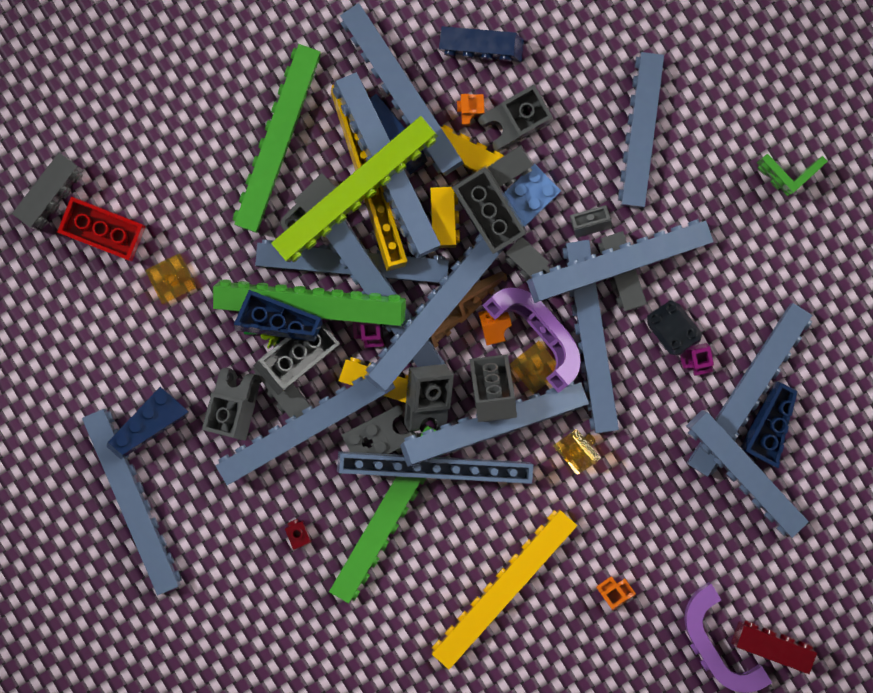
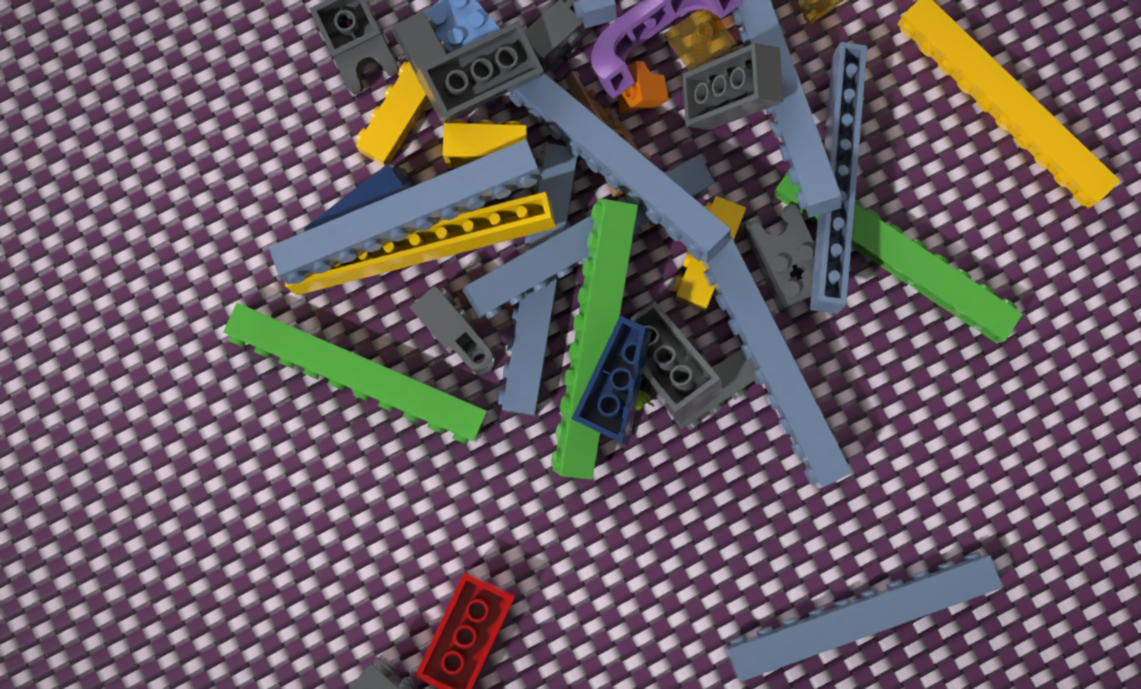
camera: 85 degrees left, 5 degrees down
(151, 419) = (747, 579): dark blue wedge -> none
(171, 278) = (544, 539): clear yellow tile -> none
(232, 405) = (727, 461): dark grey brick -> none
(297, 534) = (919, 381): dark red brick -> none
(355, 189) = (436, 253): lime brick -> none
(369, 333) = (643, 259): magenta brick -> none
(398, 84) = (300, 191): sand blue brick -> none
(428, 395) = (737, 180): dark grey brick -> none
(470, 107) = (333, 102): orange brick -> none
(481, 43) = (247, 80): dark blue wedge -> none

